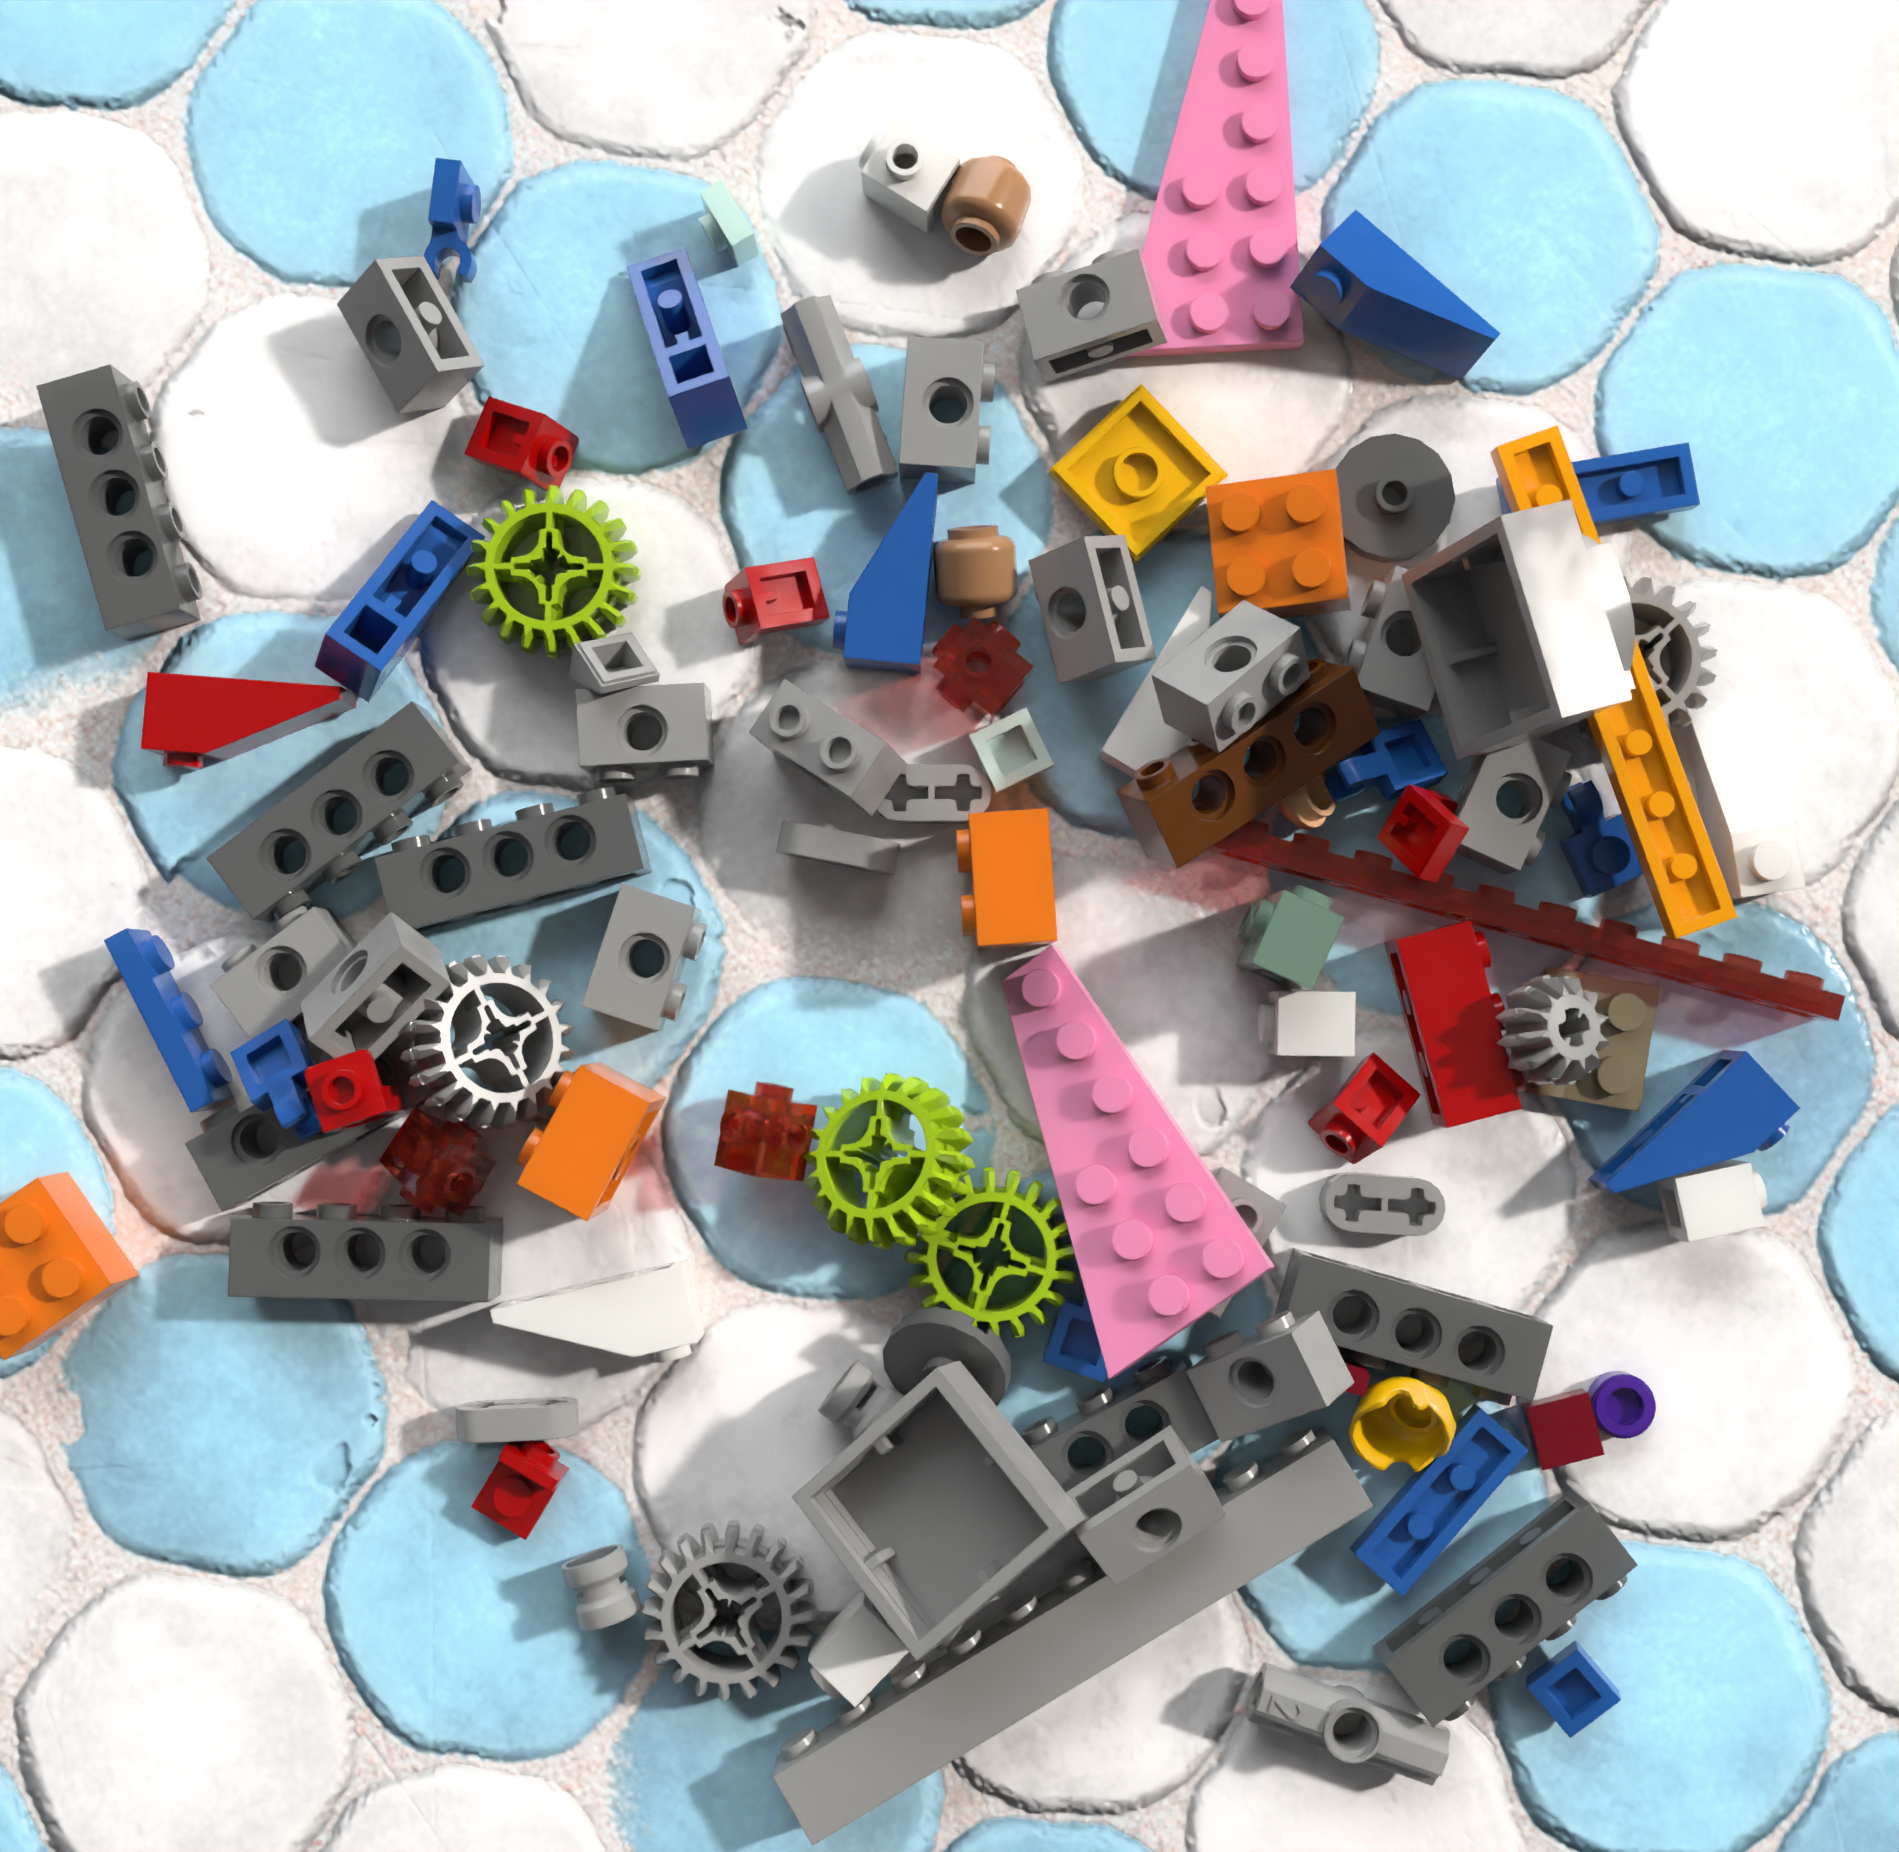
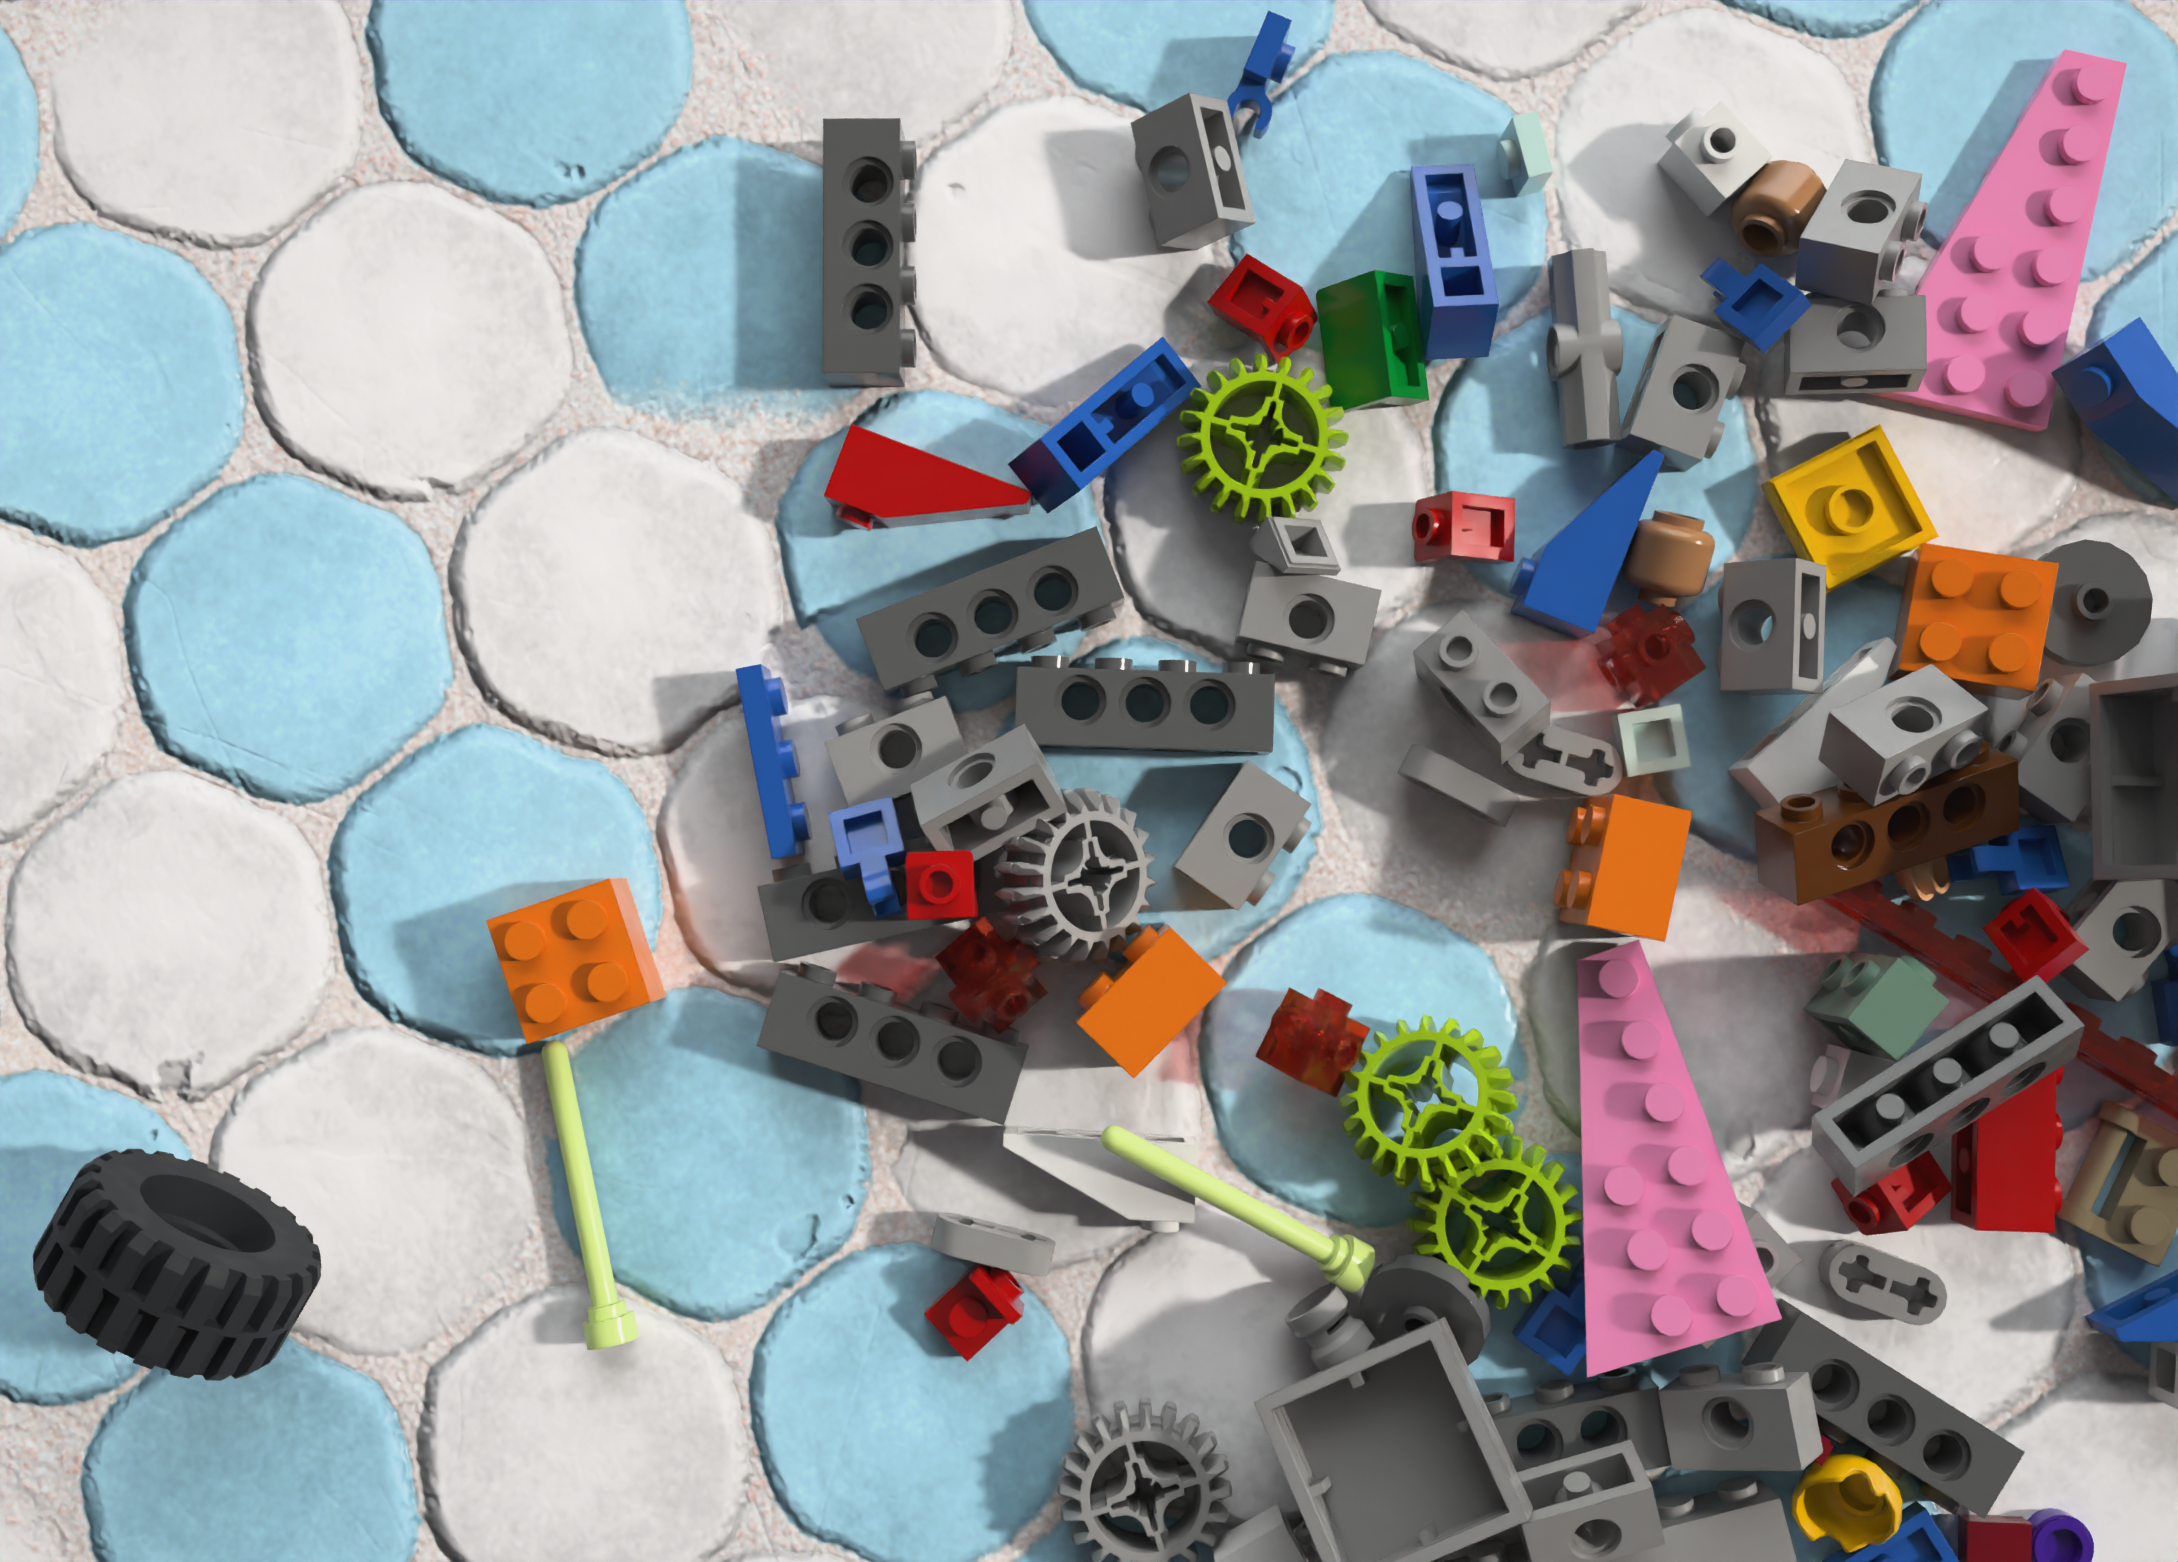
camera: 20 degrees right, 0 degrees up
(167, 1599) = (608, 1317): none -> yellowish green piece
(604, 1594) = (1027, 1434): light grey wheel -> none
(635, 445) = (1372, 341): none -> green panel
(855, 1334) = (1342, 1259): none -> yellowish green piece
(984, 305) = (1756, 305): none -> blue plate
(1061, 206) = (1860, 231): none -> light grey brick
(1366, 998) = (1946, 1085): none -> dark grey brick
(1552, 1030) = (2109, 1167): light grey gear -> none

